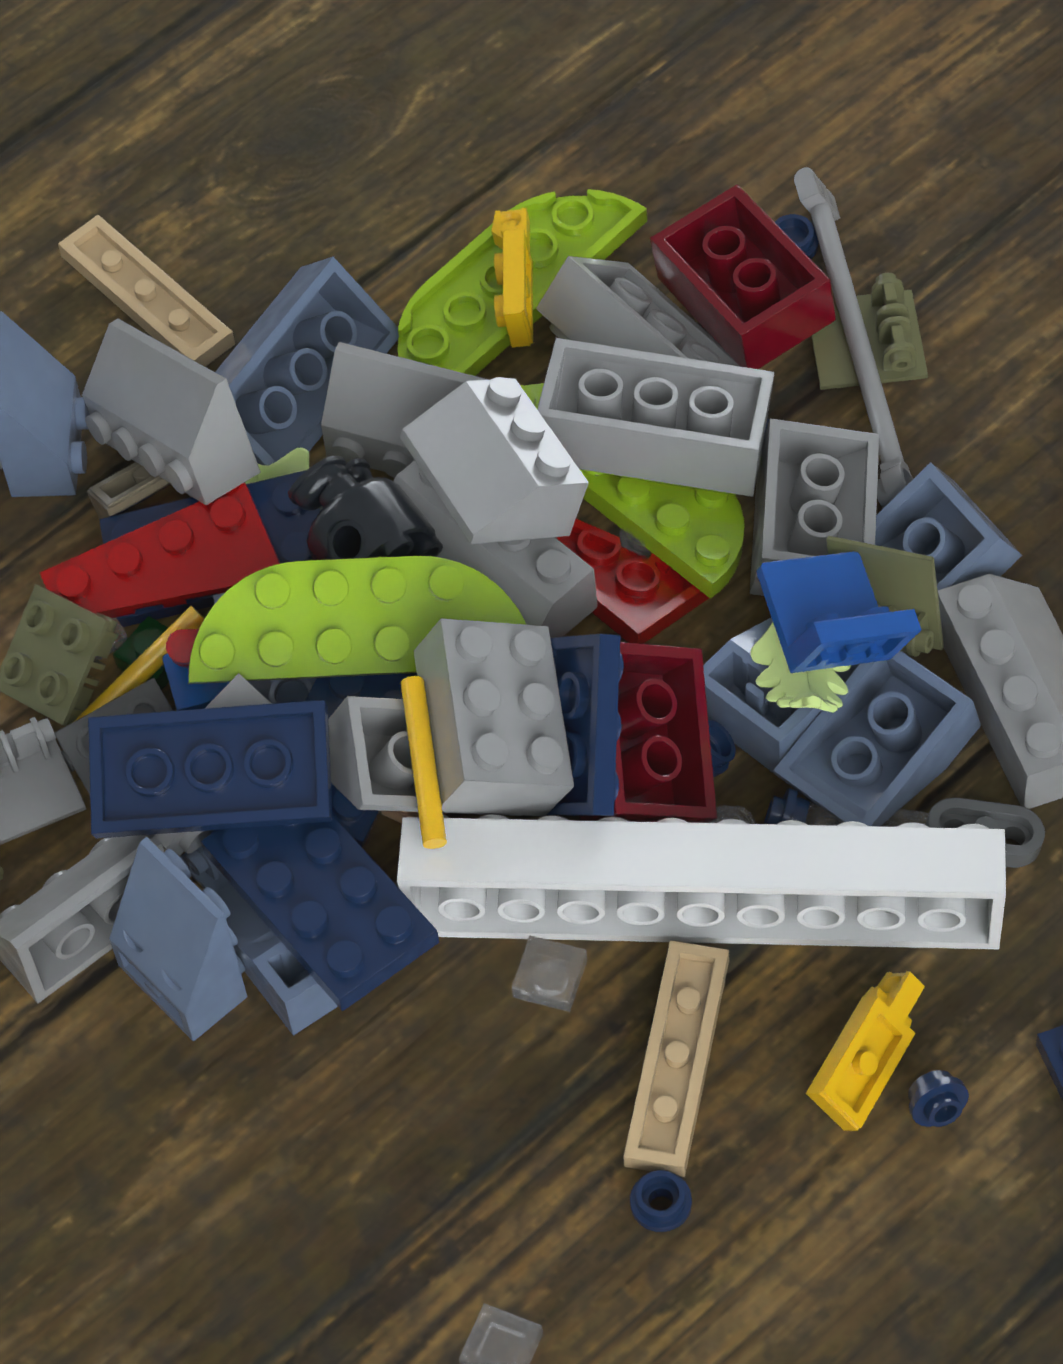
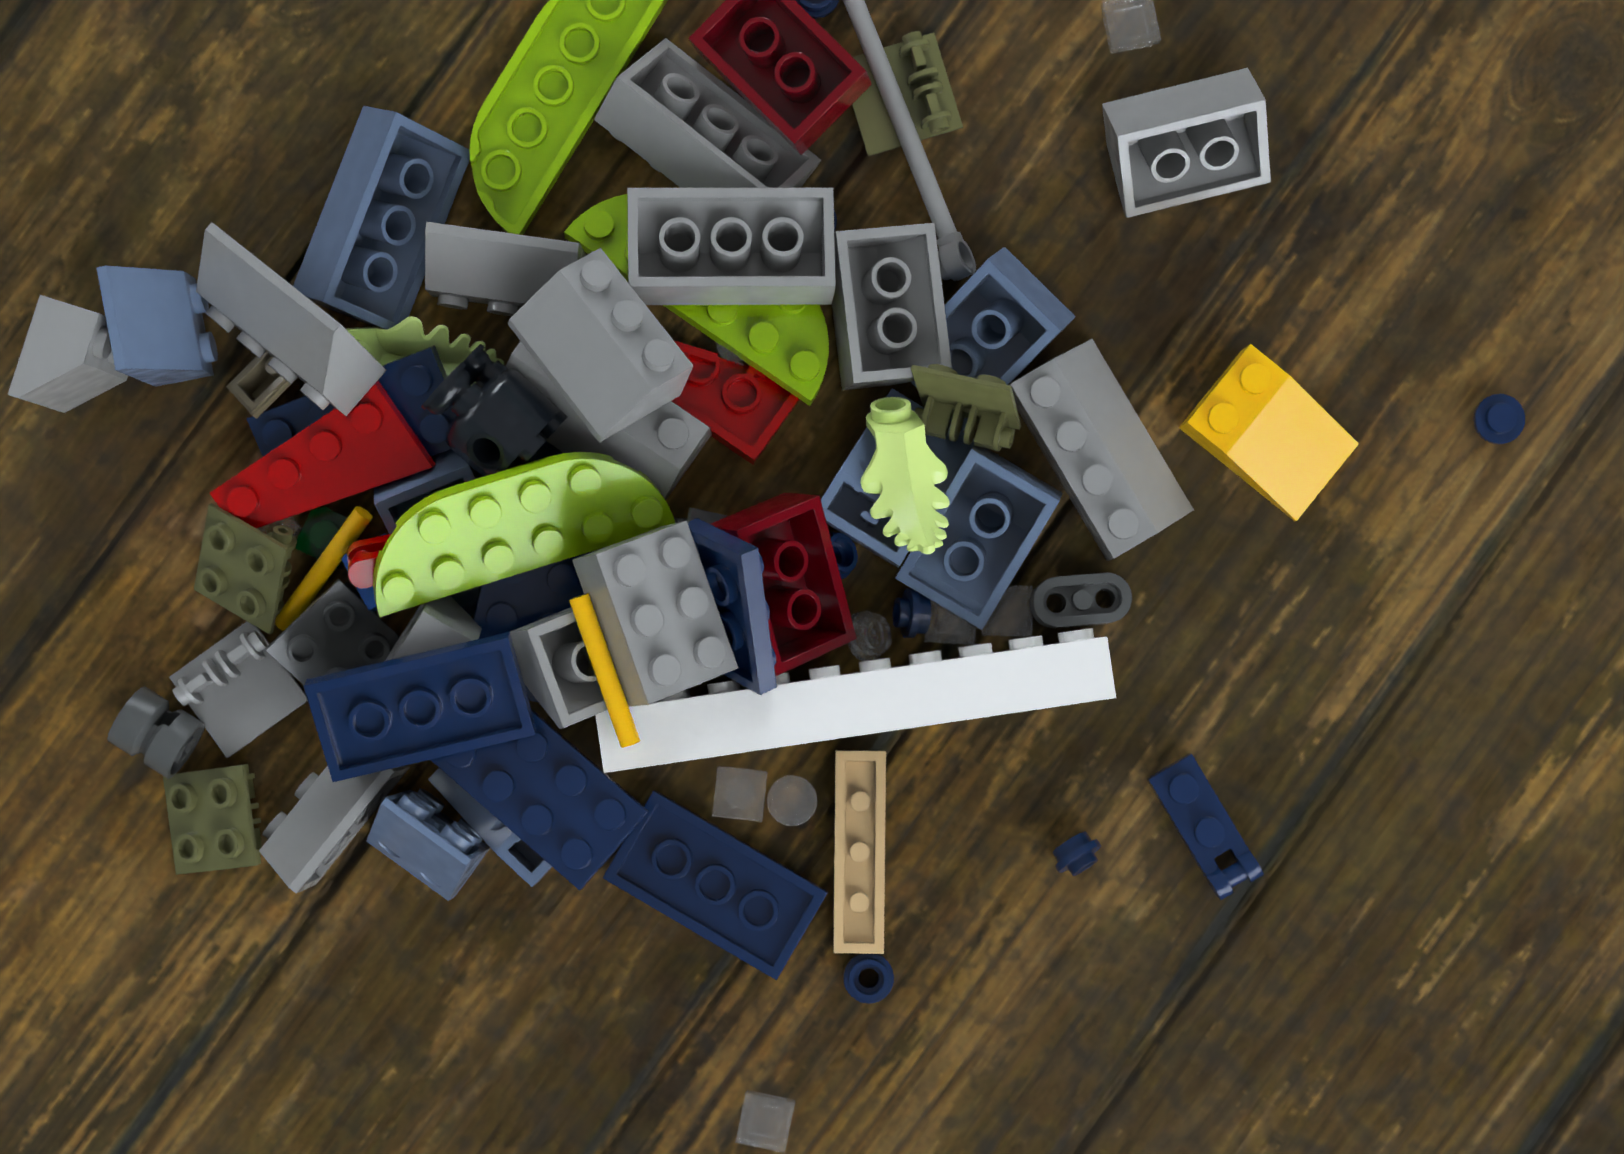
camera: 15 degrees left, 30 degrees up
(145, 292) = (222, 150): tan plate -> none
(500, 1066) = (715, 885): none -> dark blue plate
(515, 273) = (567, 89): yellow hinge -> none
(608, 993) = (792, 800): none -> clear plate
(830, 613) = (928, 452): blue bracket -> none
(867, 1051) = (1014, 818): yellow hinge -> none

